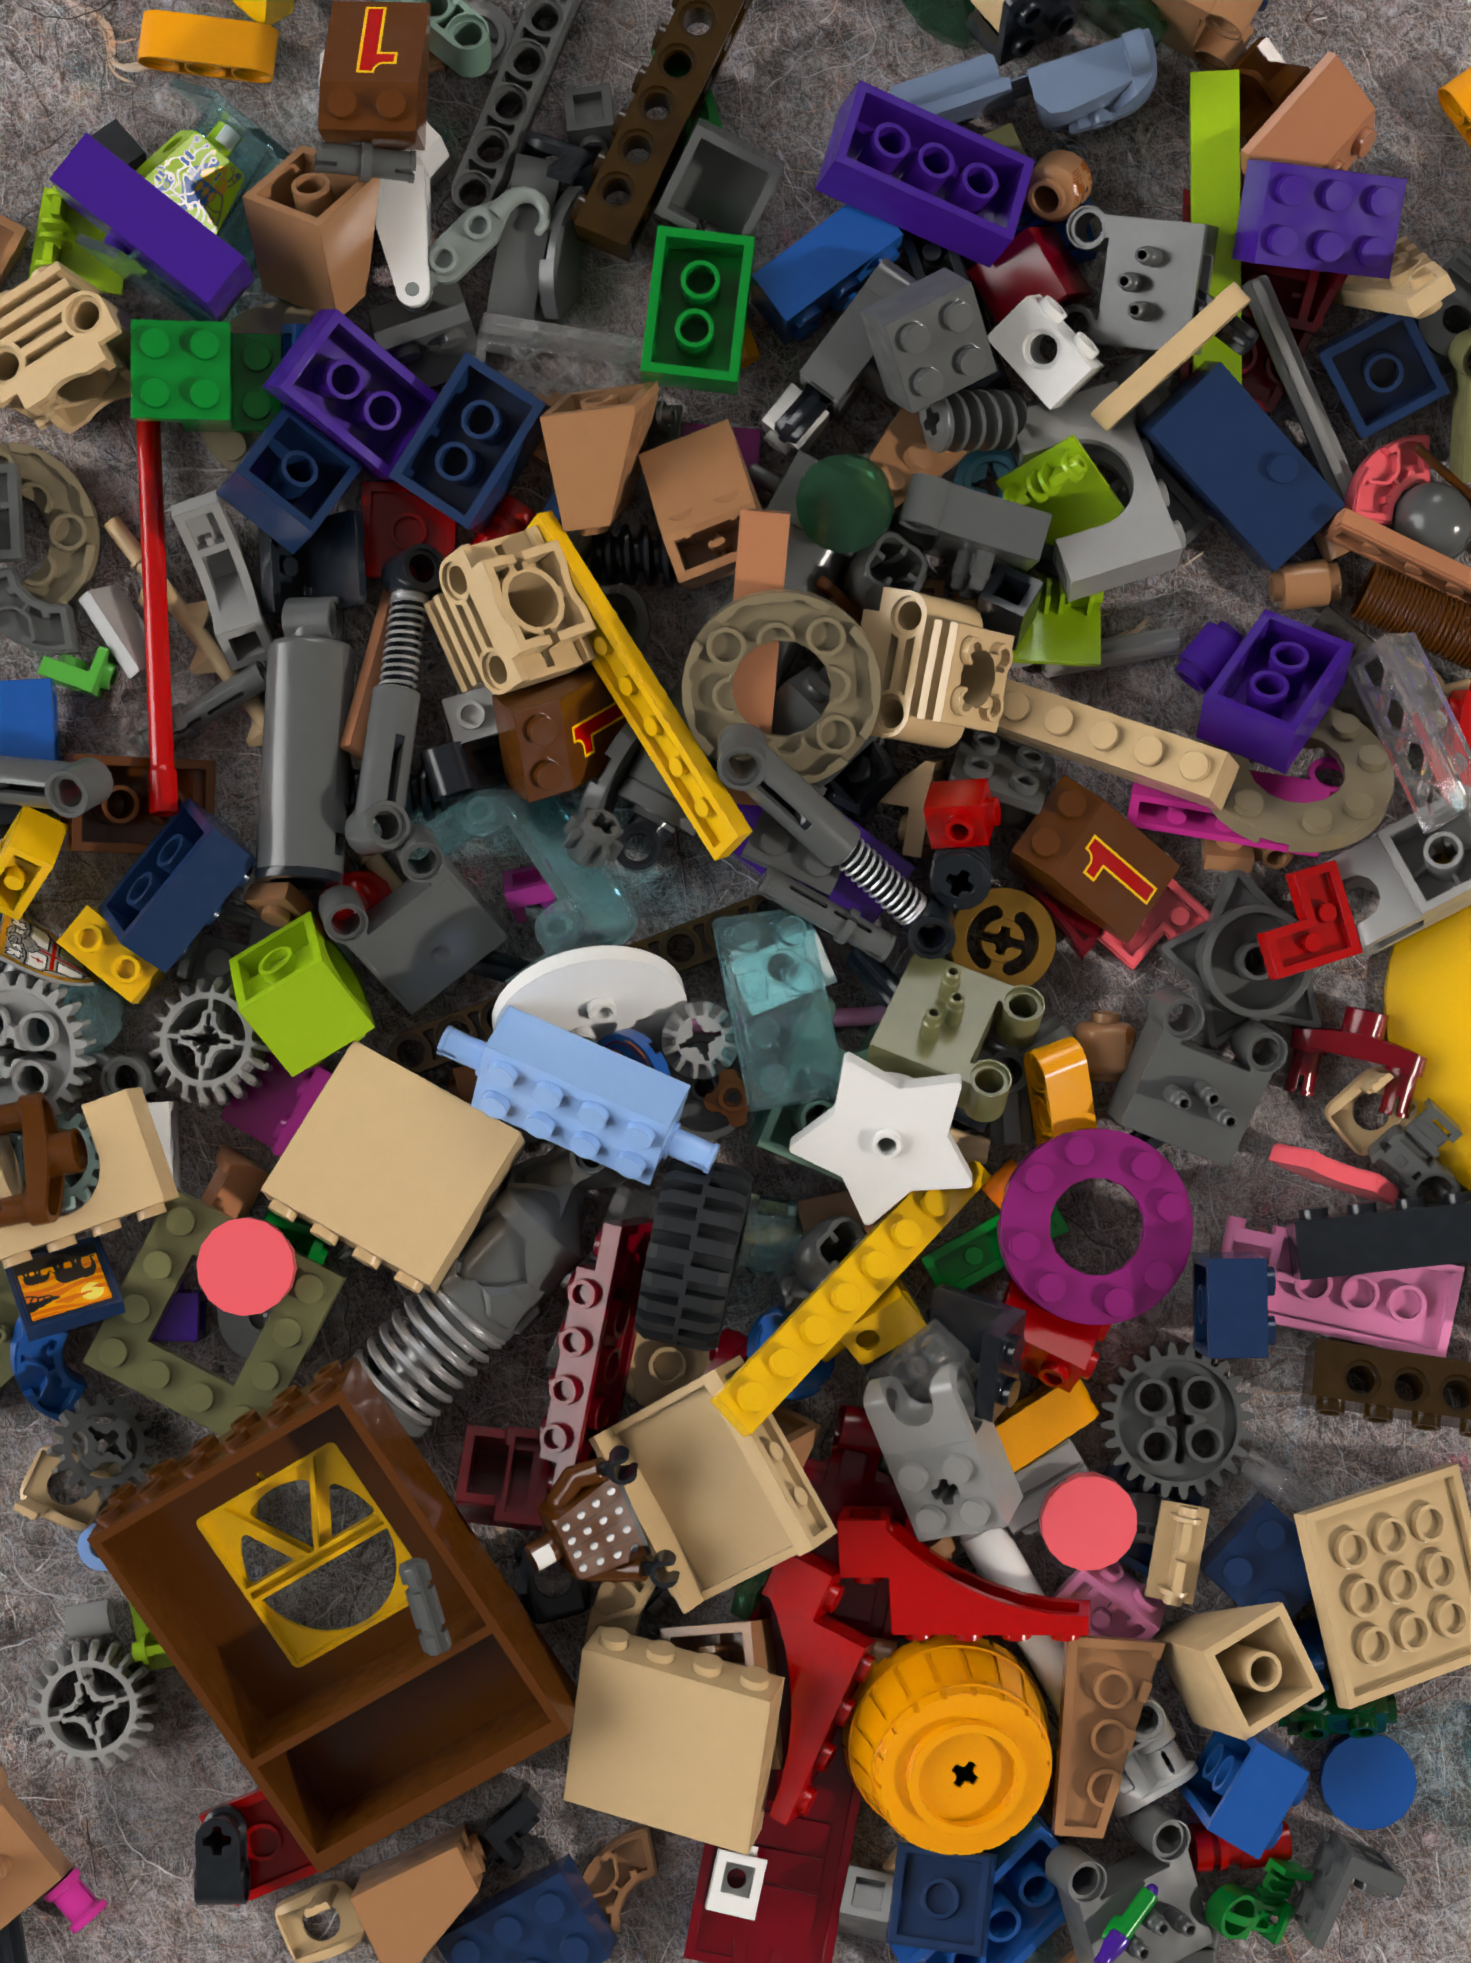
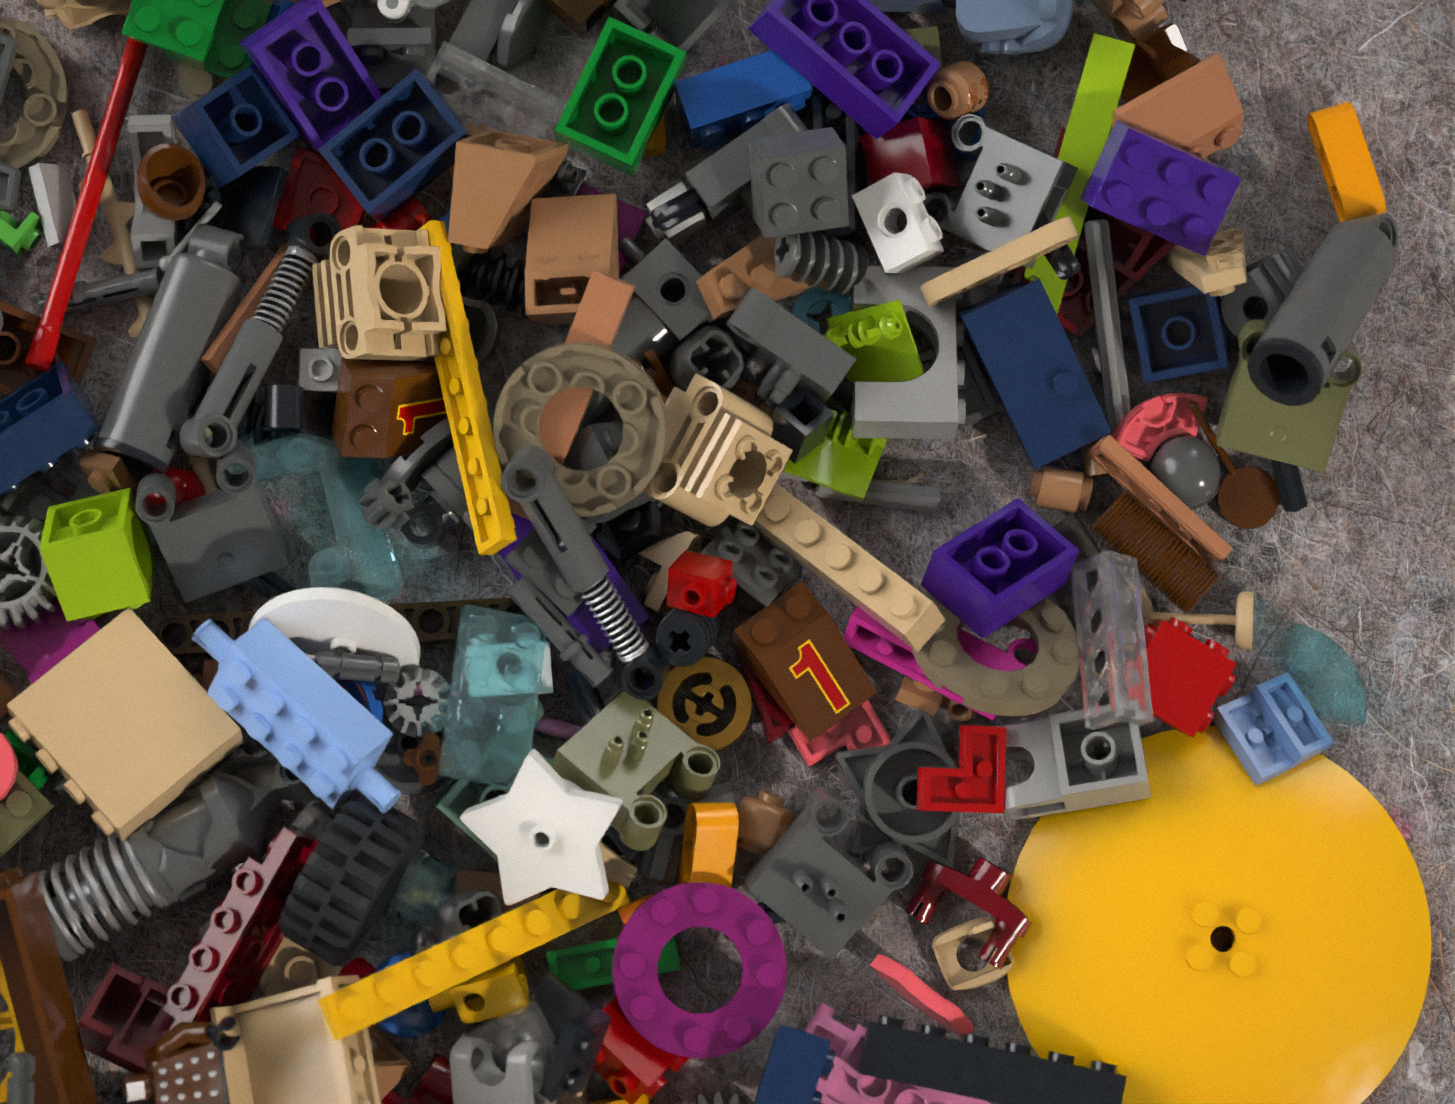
camera: 15 degrees right, 5 degrees down
(240, 564) = (170, 182): none -> reddish brown hat
(293, 583) = (212, 210): none -> light grey hinge
(524, 888) = (314, 529): dark pink tile -> none
(626, 1024) = (359, 666): none -> dark grey axle
(844, 502) = (686, 293): clear green tile -> none
(1207, 655) = (957, 518): dark purple brick -> none
(1415, 1152) = (991, 999): dark grey piece -> none

